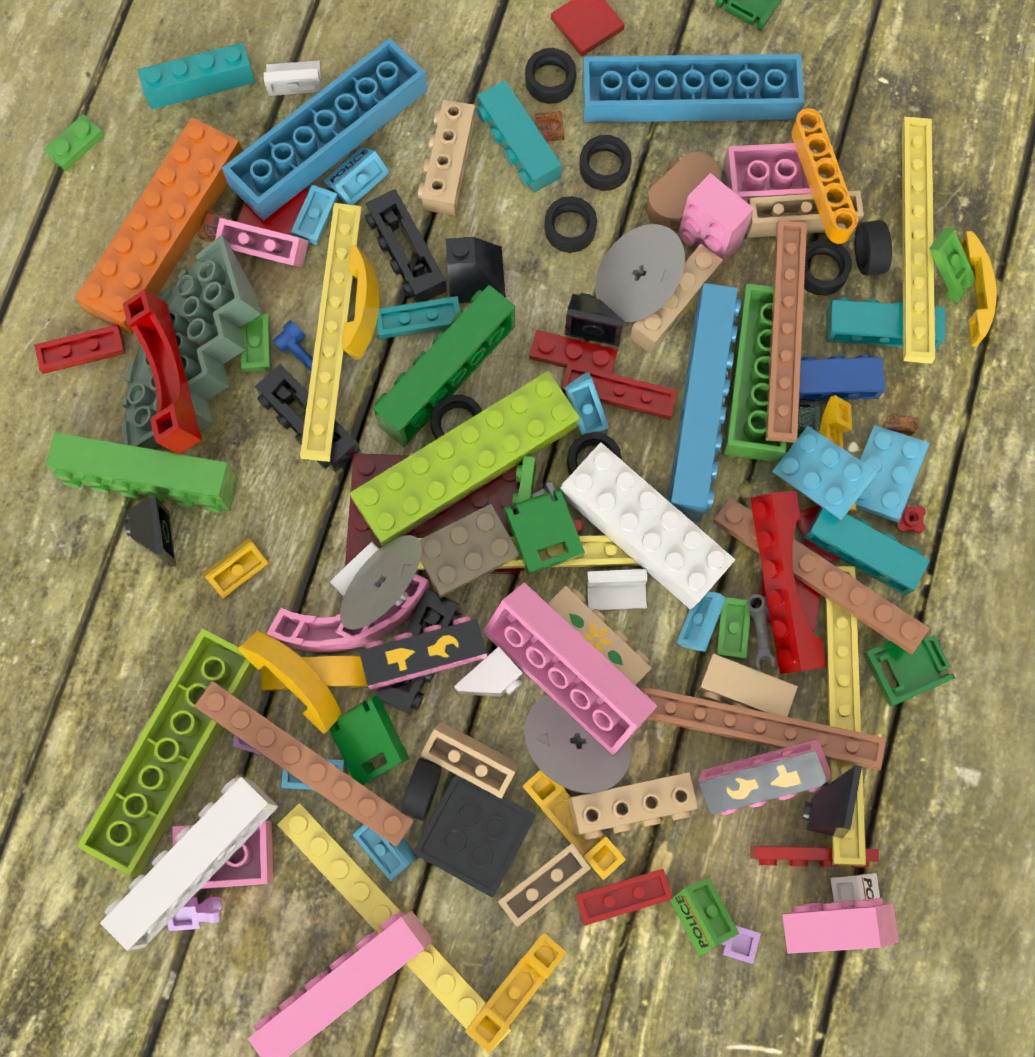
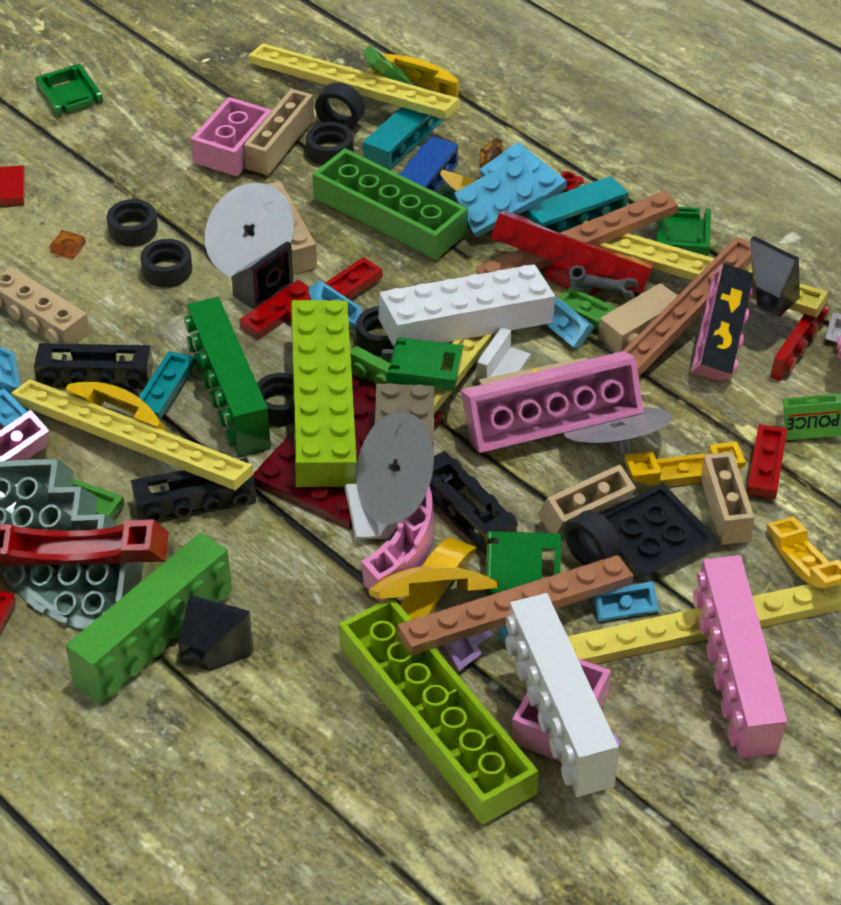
camera: 60 degrees left, 30 degrees down
(235, 568) = (289, 603): yellow slope -> none
(289, 340) = (107, 477): blue brick -> none
(423, 653) = (474, 481): black brick -> none
(473, 267) = (145, 329): black slope -> none
(491, 677) = (522, 464): white slope -> none
(518, 136) = (63, 259): teal brick -> none
(554, 57) = (23, 210): black tyre -> none
(632, 804) = (692, 419): tan brick -> none
(670, 192) = (195, 187): medium nougat brick -> none
(692, 88) = (116, 148): dark azure brick -> none
(704, 400) = (379, 234): dark azure brick -> none
(715, 218) = (245, 157): bright pink brick -> none
(786, 332) = (373, 163): nougat plate -> none
(827, 164) = (265, 94): light orange beam -> none

